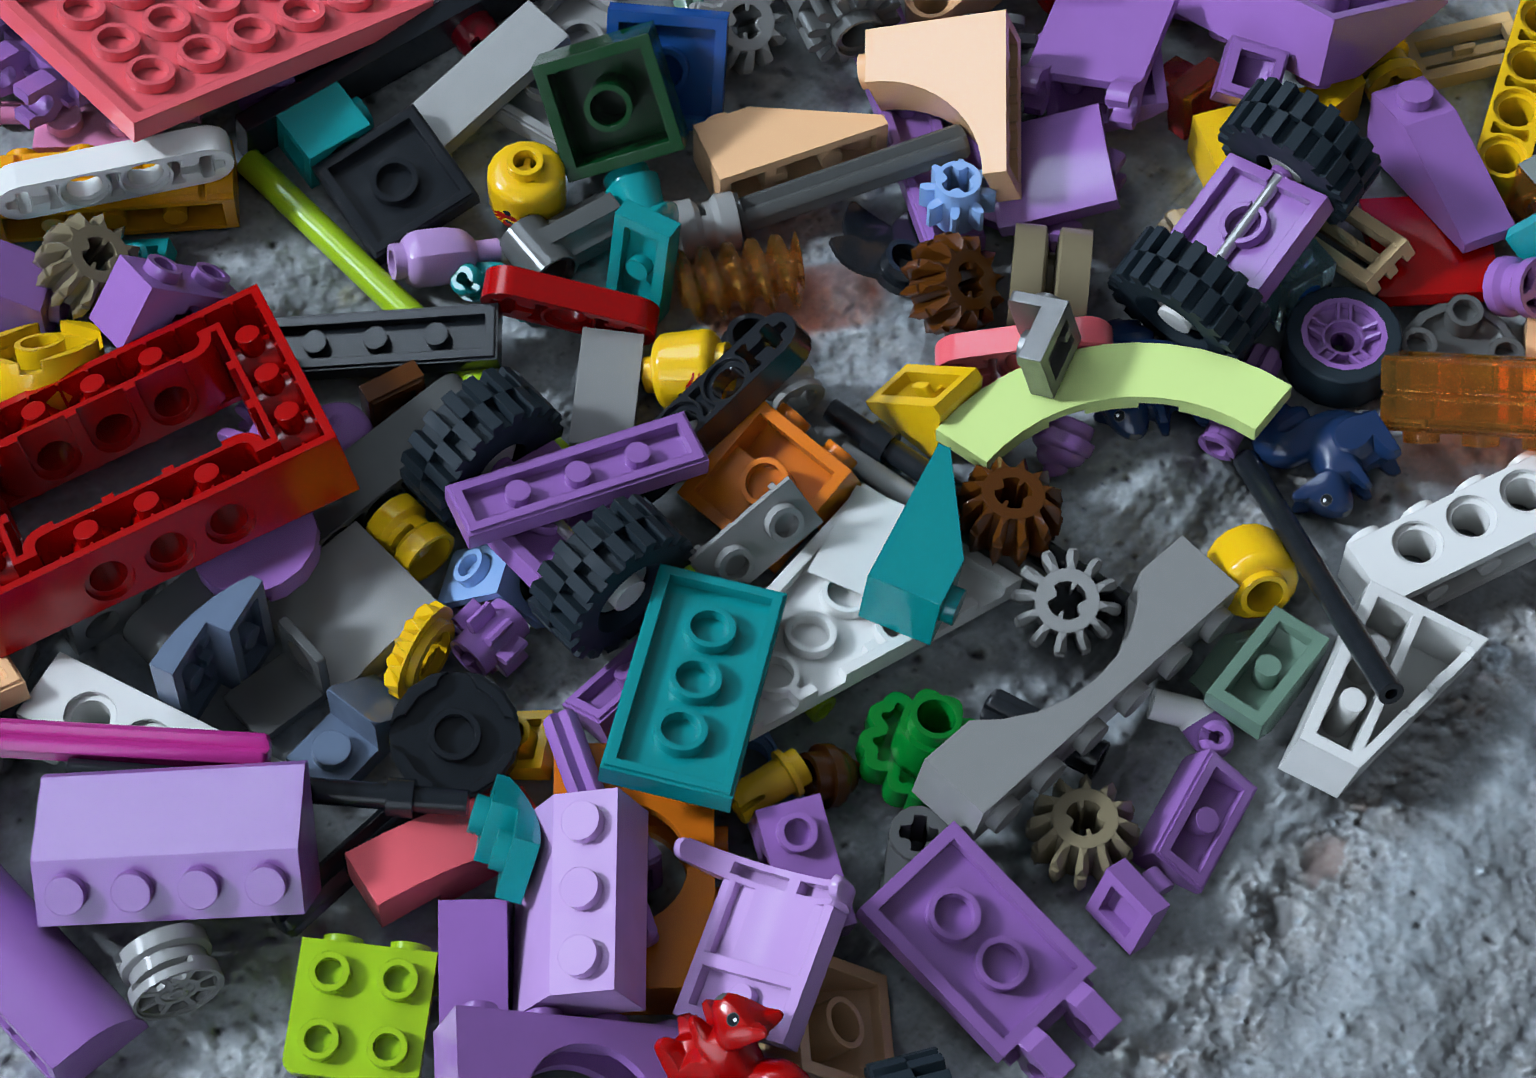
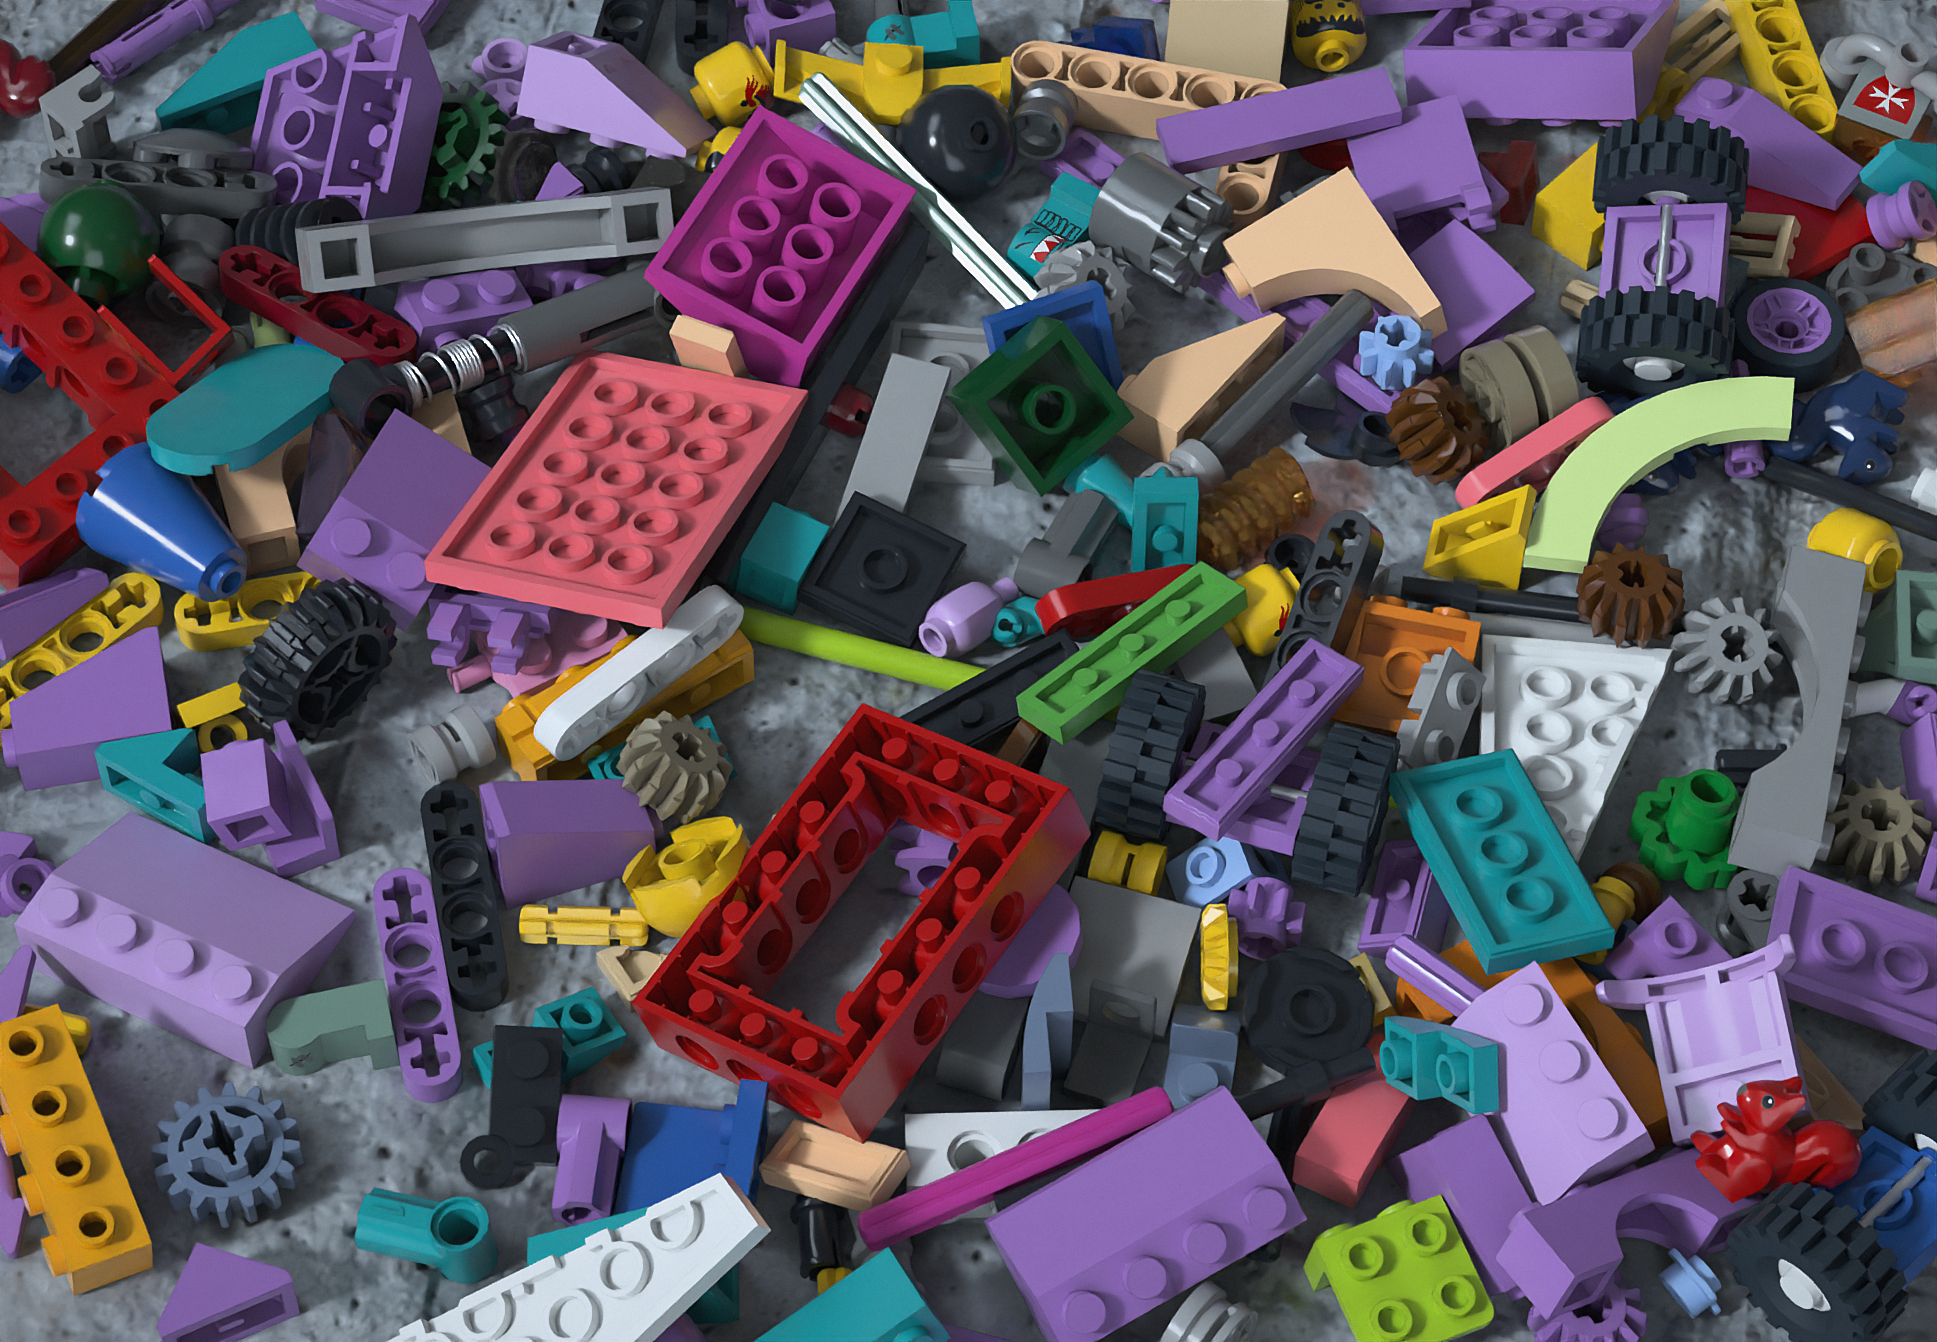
camera: 30 degrees left, 5 degrees down
(154, 293) = (768, 763): medium lavender brick -> none
(526, 181) = (1002, 516): yellow head -> none
(535, 348) = (1146, 638): none -> bright green plate
(856, 539) = (1522, 680): white sticker -> none
(921, 562) = (1594, 663): teal slope -> none
(1046, 339) = (1569, 419): flat silver bracket -> none
(1242, 65) = (1564, 136): medium lavender slope -> none

